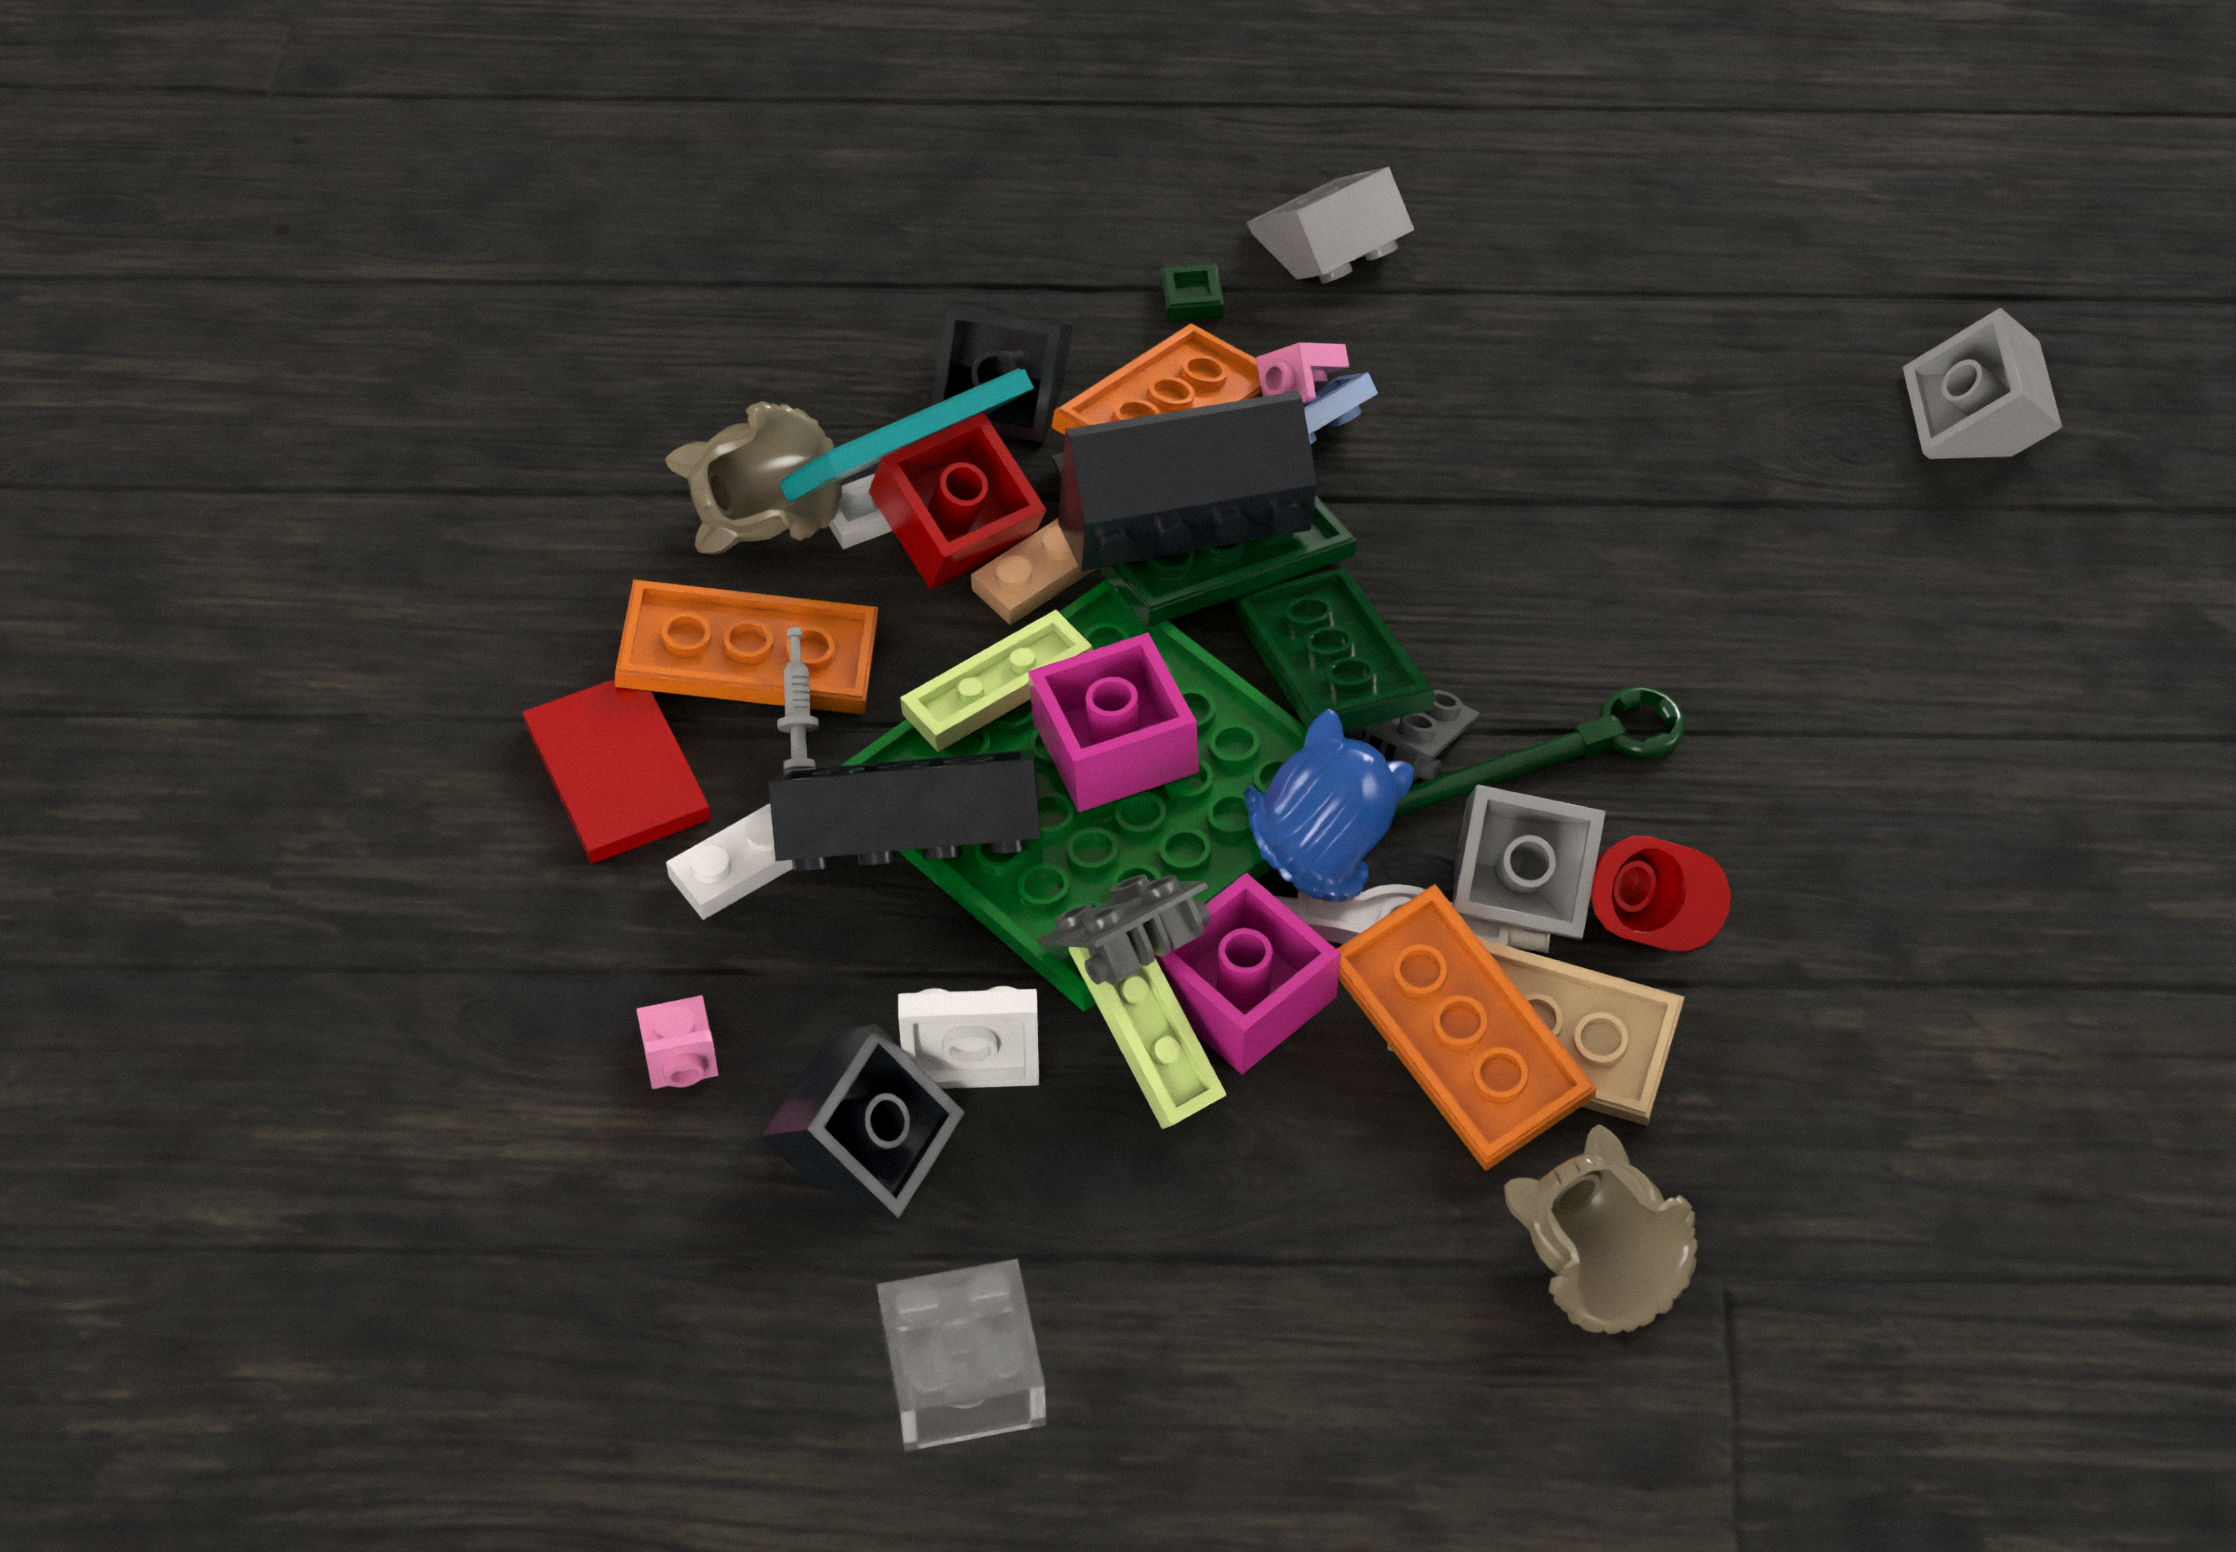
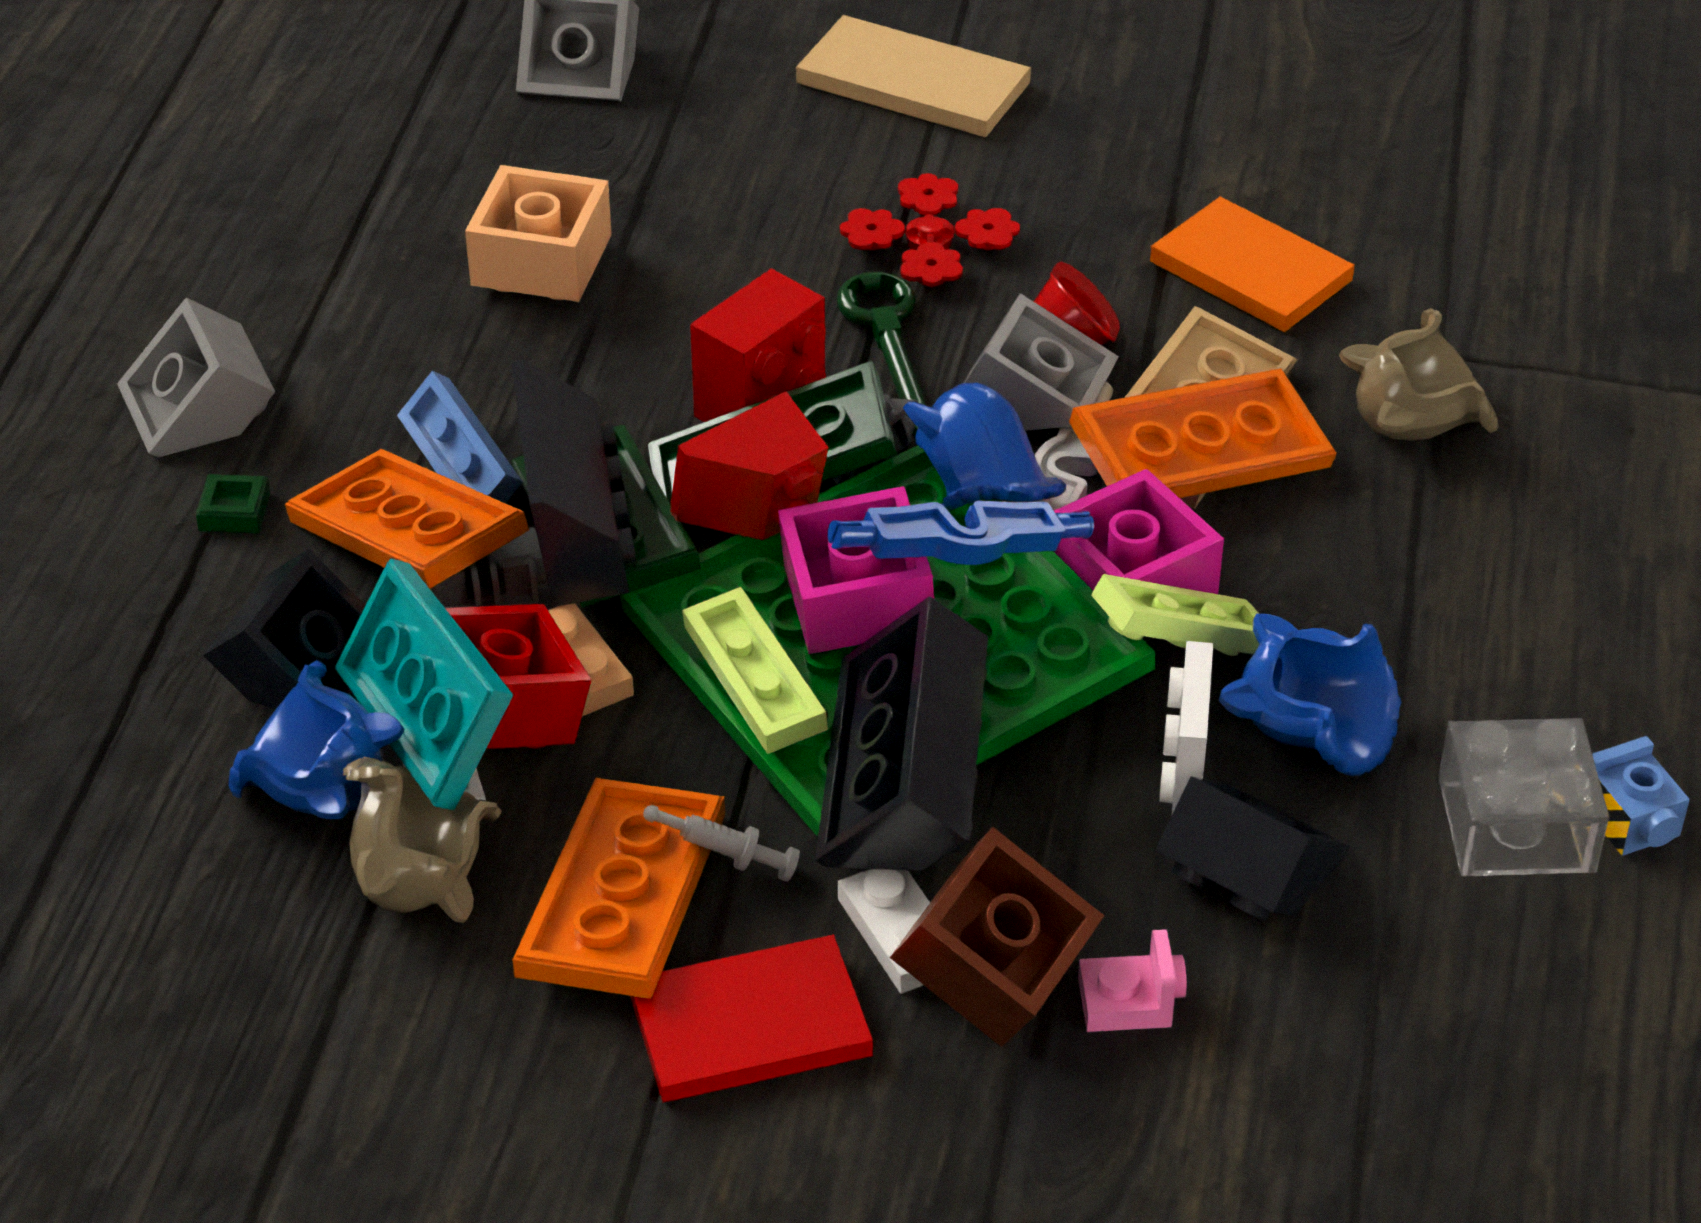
camera: 80 degrees left, 10 degrees down
(681, 907) = (997, 937): none -> copper brick
(852, 398) = (308, 744): none -> blue hair
(992, 1491) = (1640, 797): none -> medium blue brick
(1063, 1158) = (1319, 693): none -> blue hair
(1132, 925) = (1104, 583): dark grey hinge -> none
(1160, 808) = (932, 531): none -> blue piece
(1217, 615) = (749, 470): none -> red slope
(1300, 368) = (406, 426): bright pink bracket -> none
(1462, 614) = (757, 345): none -> red brick
(1622, 415) = (538, 233): none -> light nougat brick
(1774, 753) = (929, 236): none -> red plant
(1824, 1066) = (1252, 263): none -> orange tile
(2071, 704) = (913, 75): none -> tan tile

